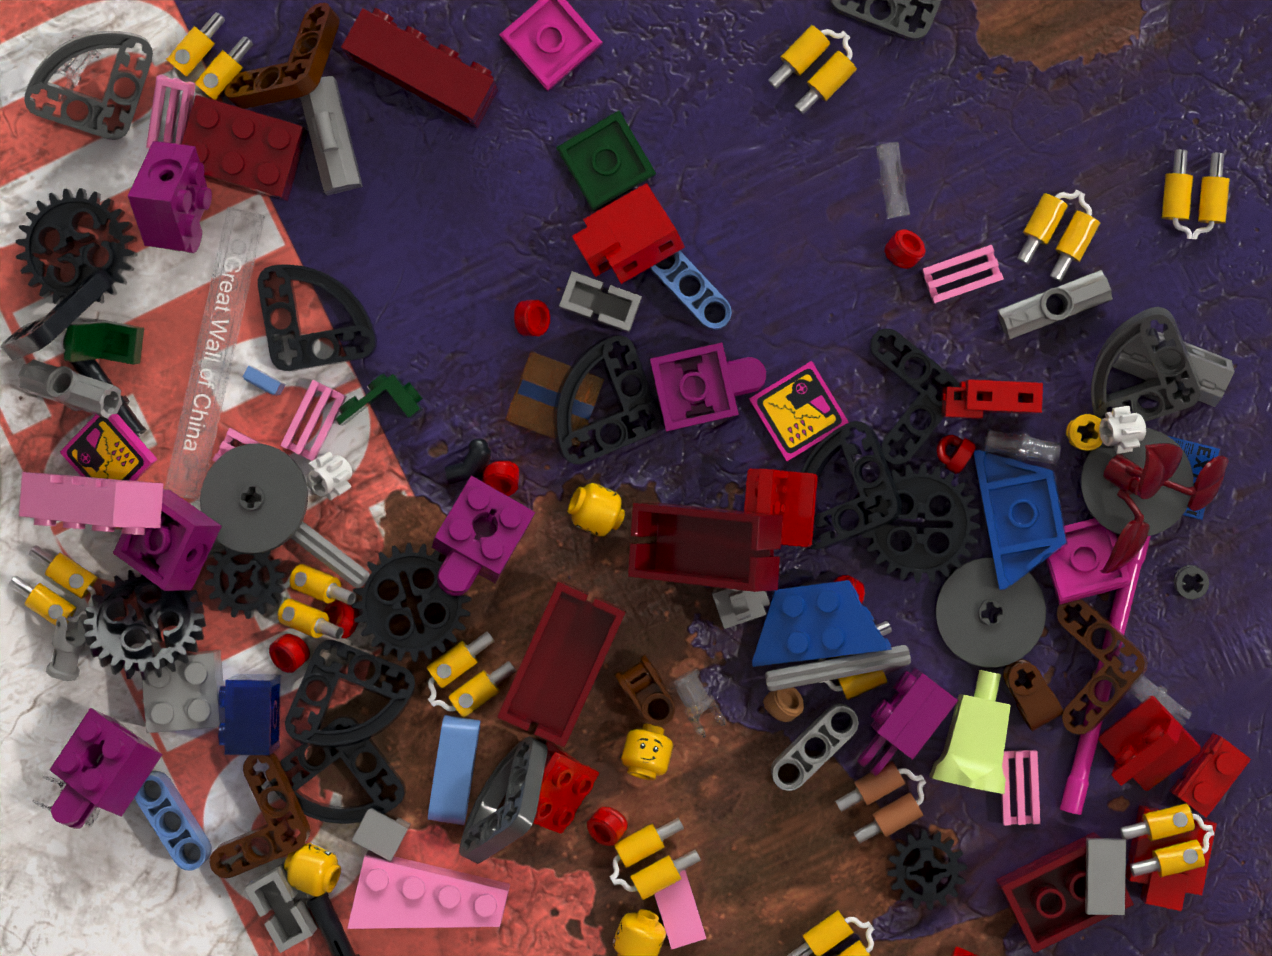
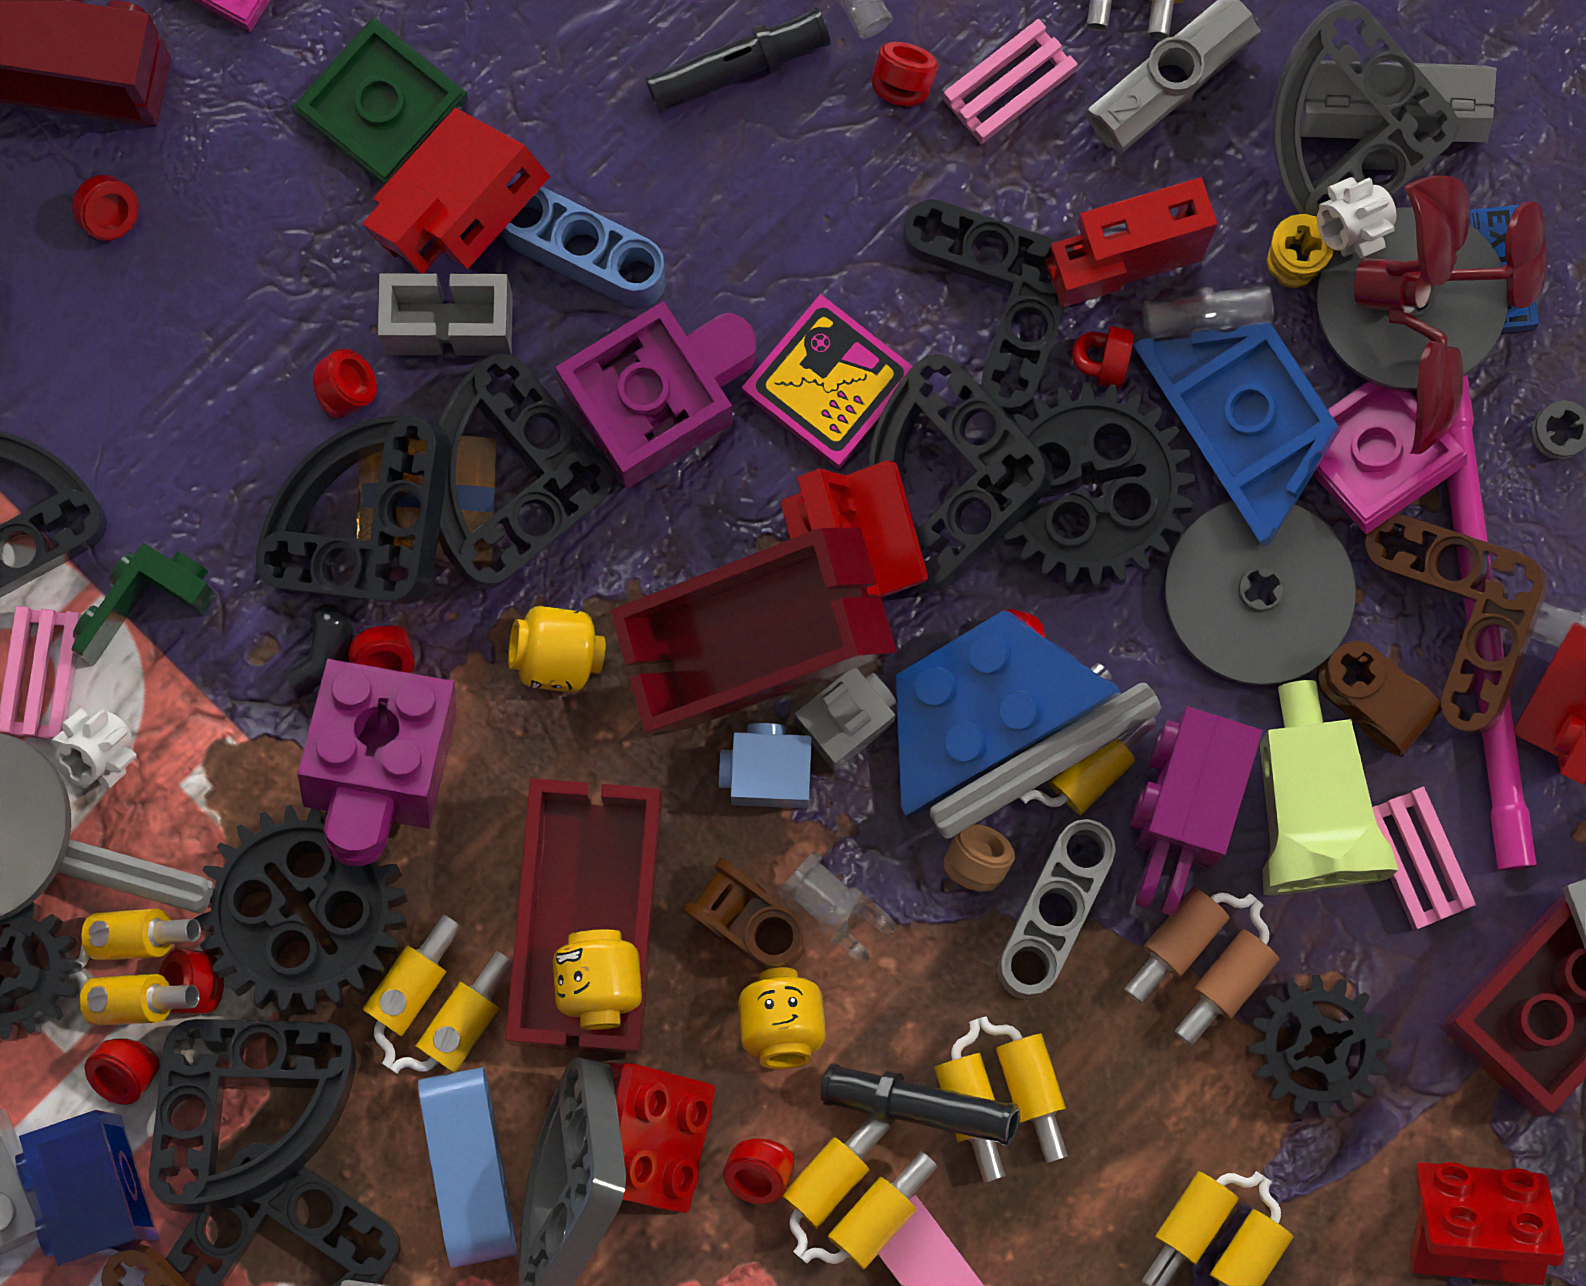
camera: 20 degrees left, 10 degrees down
(433, 170) = (105, 207): none -> red tile
(515, 426) = (372, 558): none -> black beam
(556, 704) = (597, 978): none -> yellow head
(687, 615) = (767, 767): none -> light blue brick
(691, 816) = (920, 1104): none -> black pin
(732, 833) = (1030, 1084): none -> yellow piece
(815, 208) = (738, 60): none -> black pin

